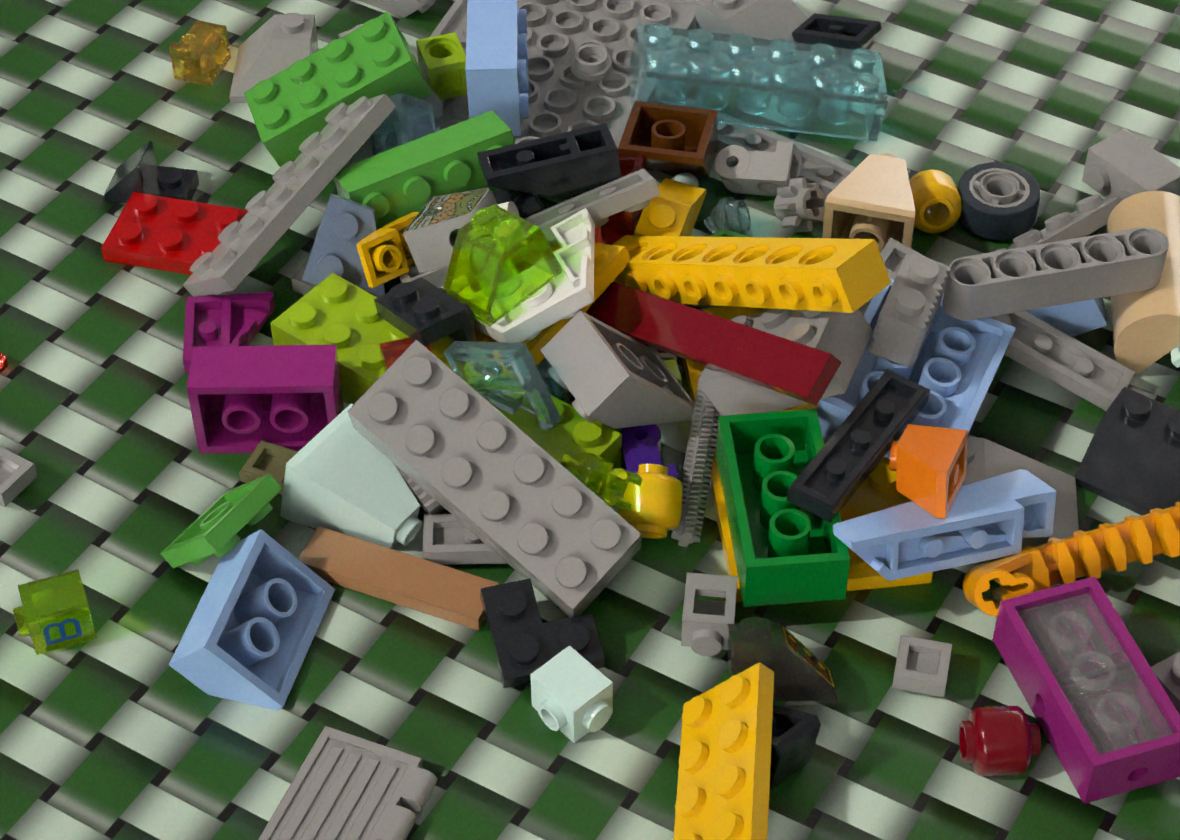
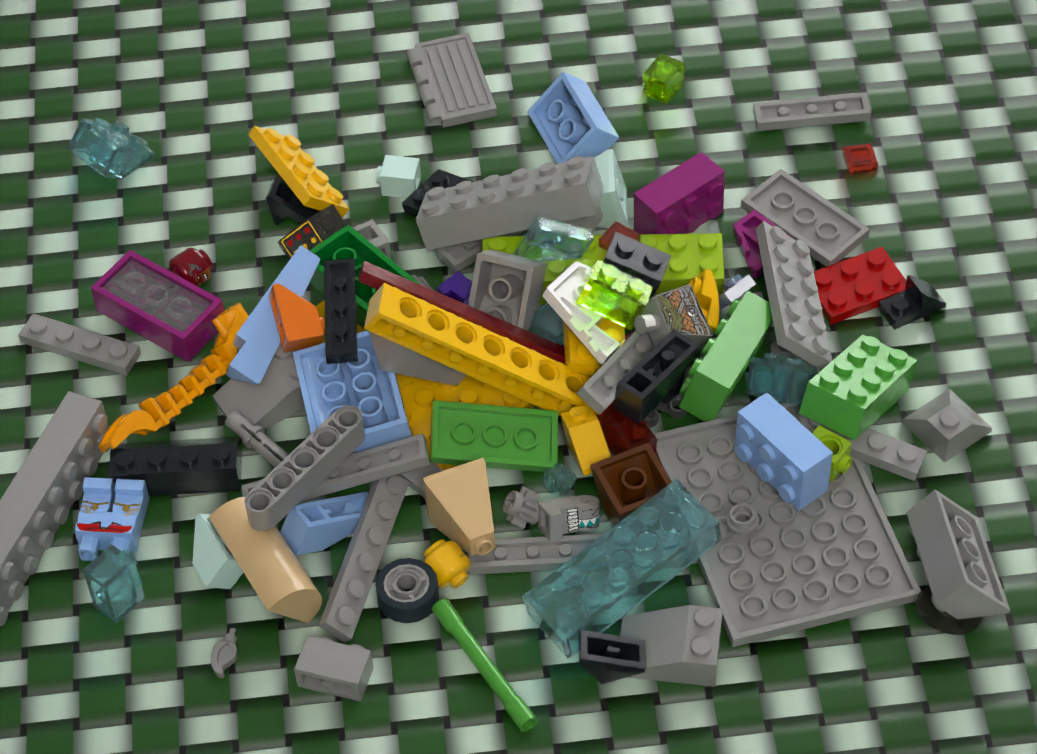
camera: 145 degrees right, 5 degrees up
(136, 328) = (807, 217): none -> light grey plate
(201, 53) = (997, 396): clear yellow brick -> none
(218, 525) = (633, 142): bright green plate -> none
(600, 478) = (465, 240): clear neon green plate -> none
(654, 503) = (437, 264): yellow head -> none
(909, 309) = (368, 387): light grey brick -> none
(922, 666) = (249, 284): light grey plate -> none
(962, 72) = (512, 702): none -> bright green piece
(1062, 445) = (240, 424): none -> light grey pin

